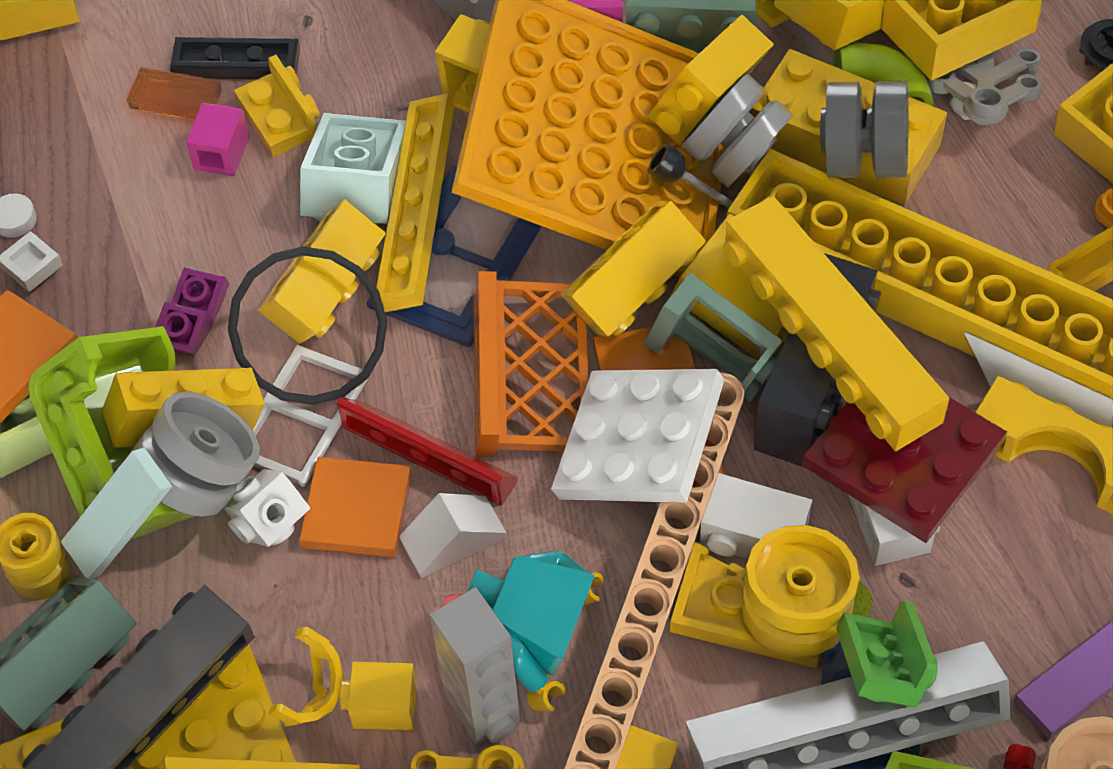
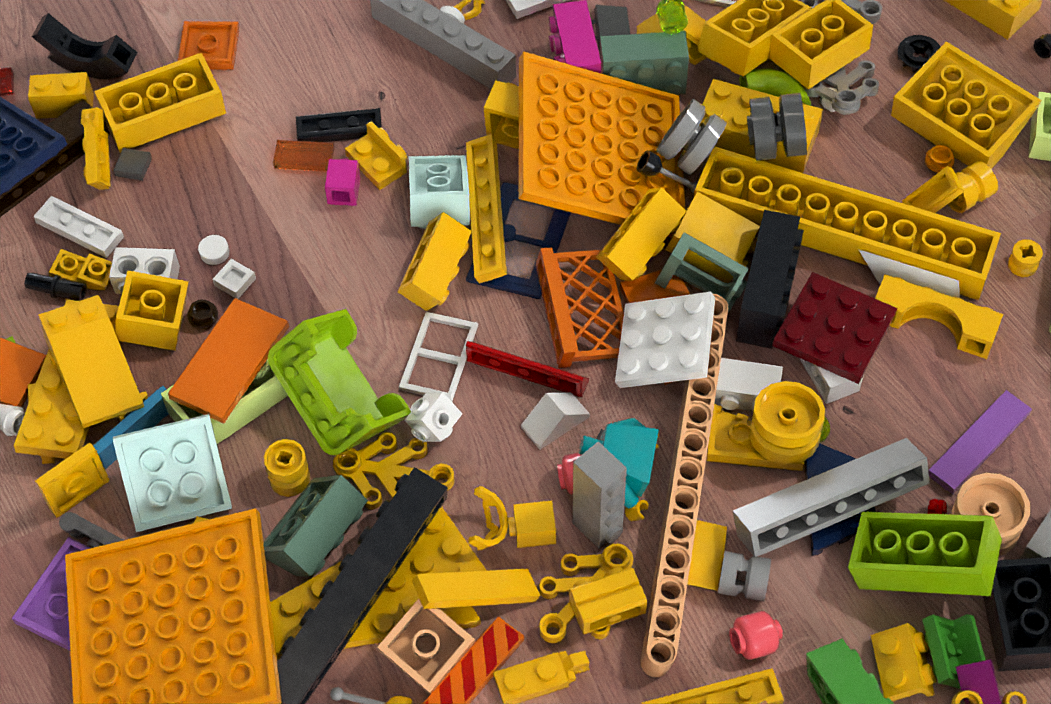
camera: 10 degrees left, 0 degrees up
(116, 513) = (344, 431): light aqua tile -> none
(139, 396) = (367, 359): yellow brick -> none
(188, 575) = (386, 469): none -> yellow plant
(192, 309) = (352, 294): magenta slope -> none
(200, 451) = (387, 387): light grey wheel -> none
(347, 264) = (388, 294): black piece -> none
(356, 507) = (489, 410): orange tile -> none
(709, 79) = (668, 105): yellow brick -> none
(835, 324) = (780, 252): yellow brick -> none
(888, 658) = (852, 454): bright green bracket -> none

